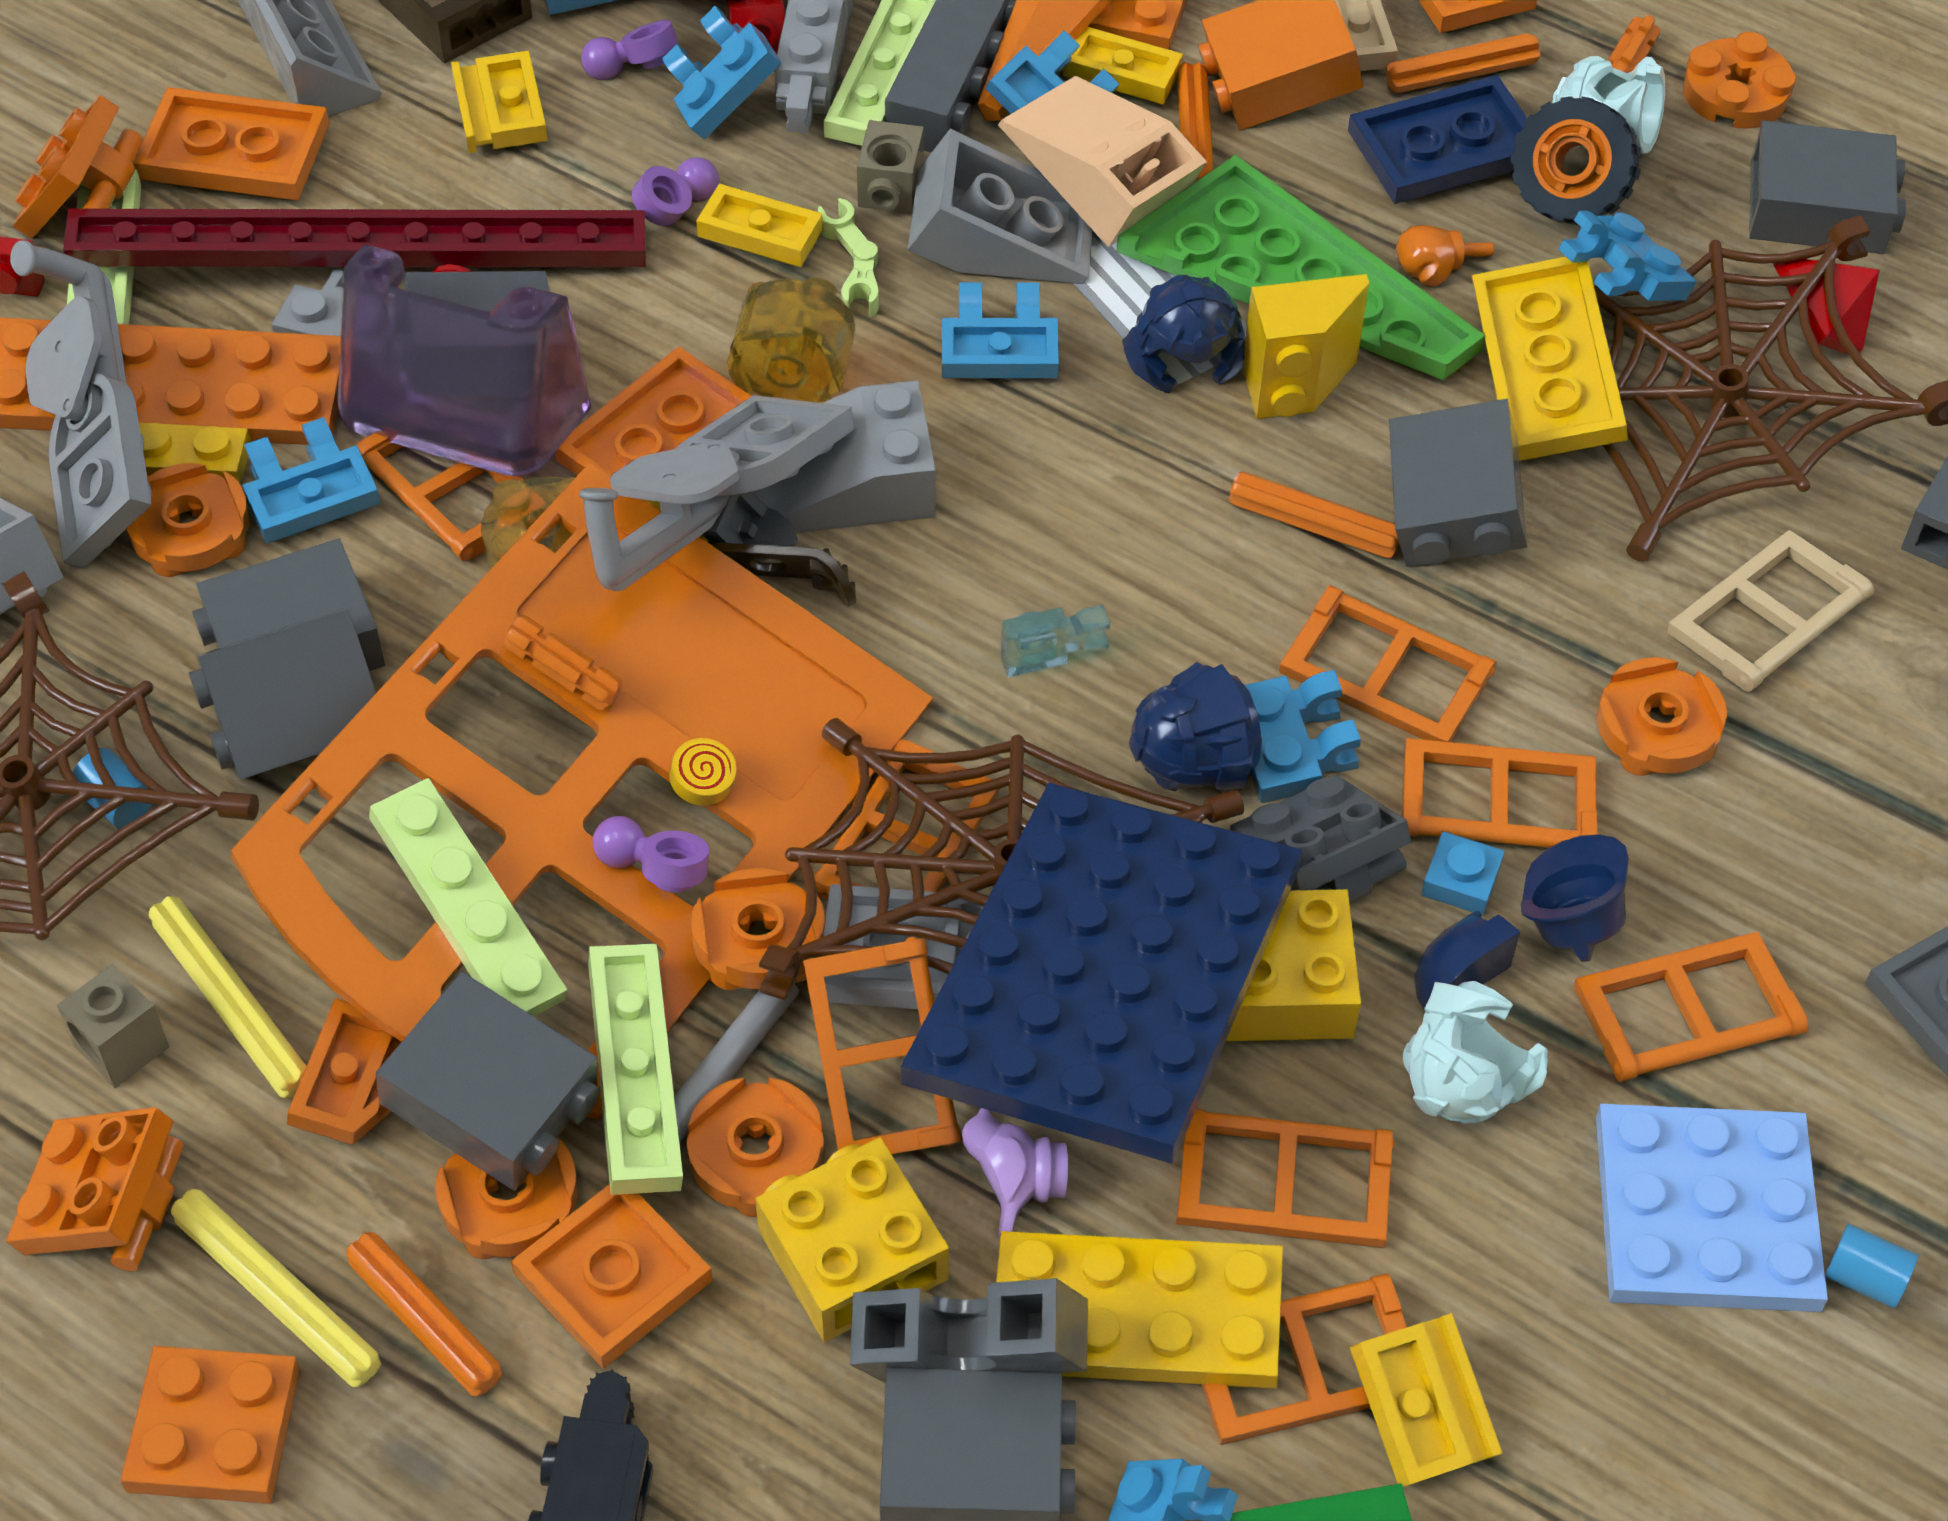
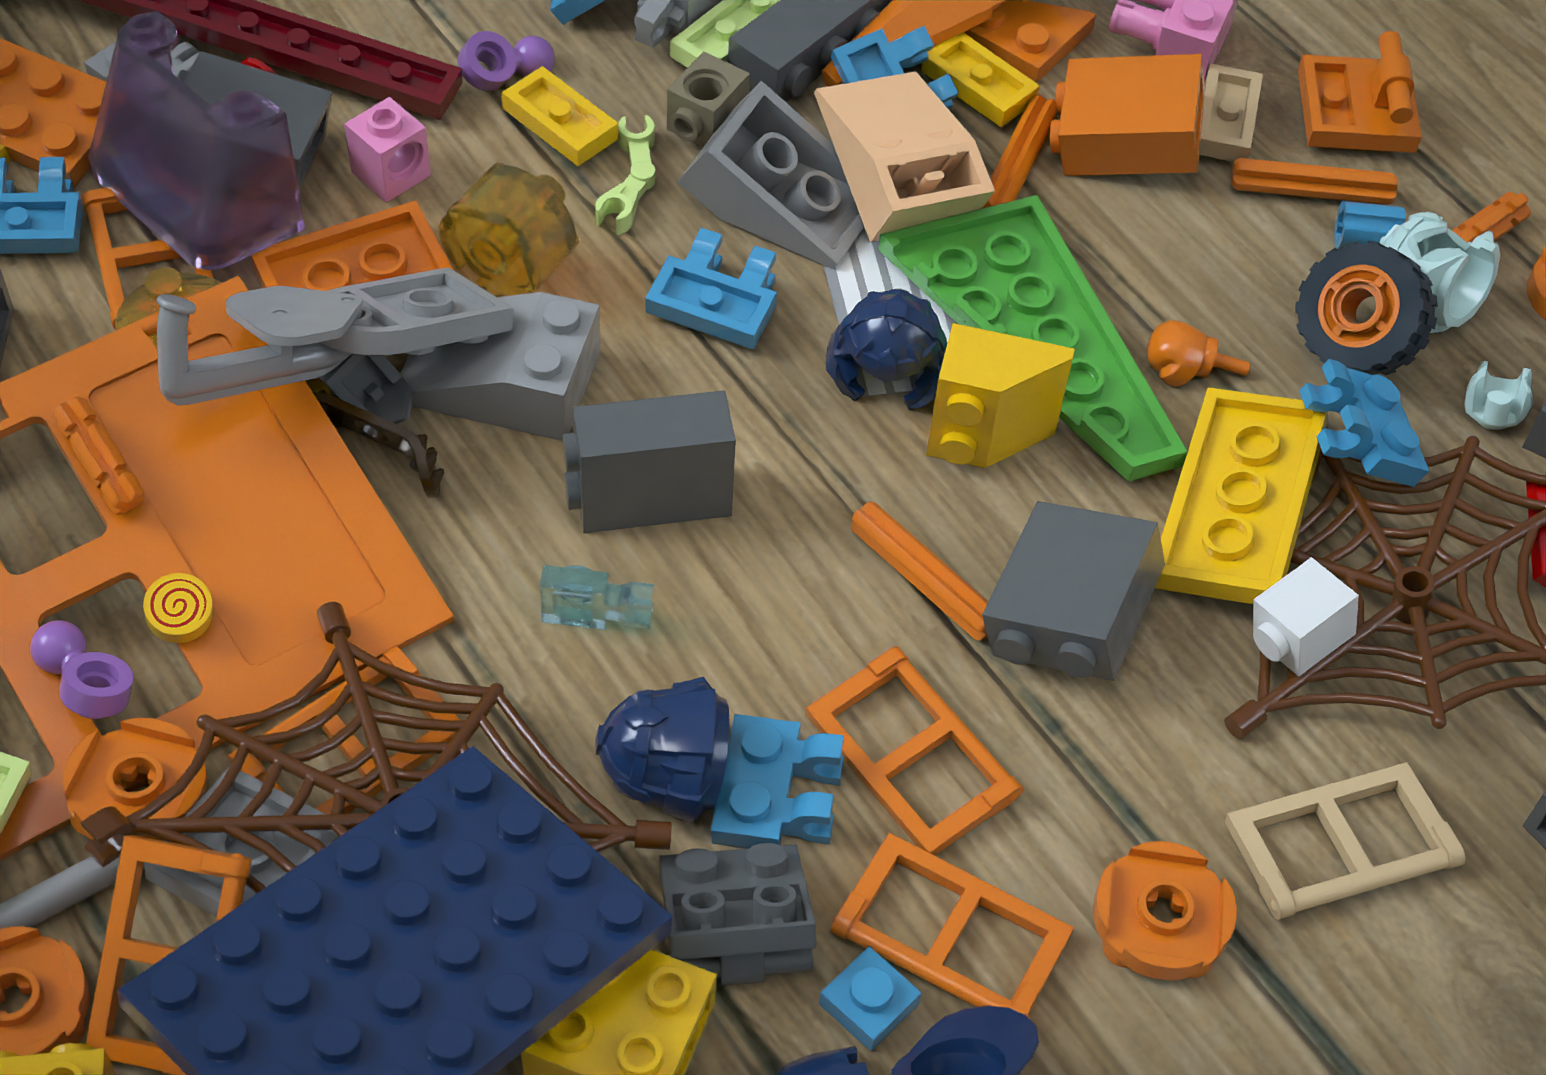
camera: 20 degrees right, 0 degrees up
(623, 308) = (387, 149): none -> bright pink brick
(1043, 500) = (650, 461): none -> dark grey brick
(1440, 138) = (1248, 244): dark blue plate -> none
(1533, 84) = (1365, 222): none -> dark azure piece
(1657, 437) = (1304, 617): none -> white brick
(1715, 204) = (1498, 401): none -> light aqua arm

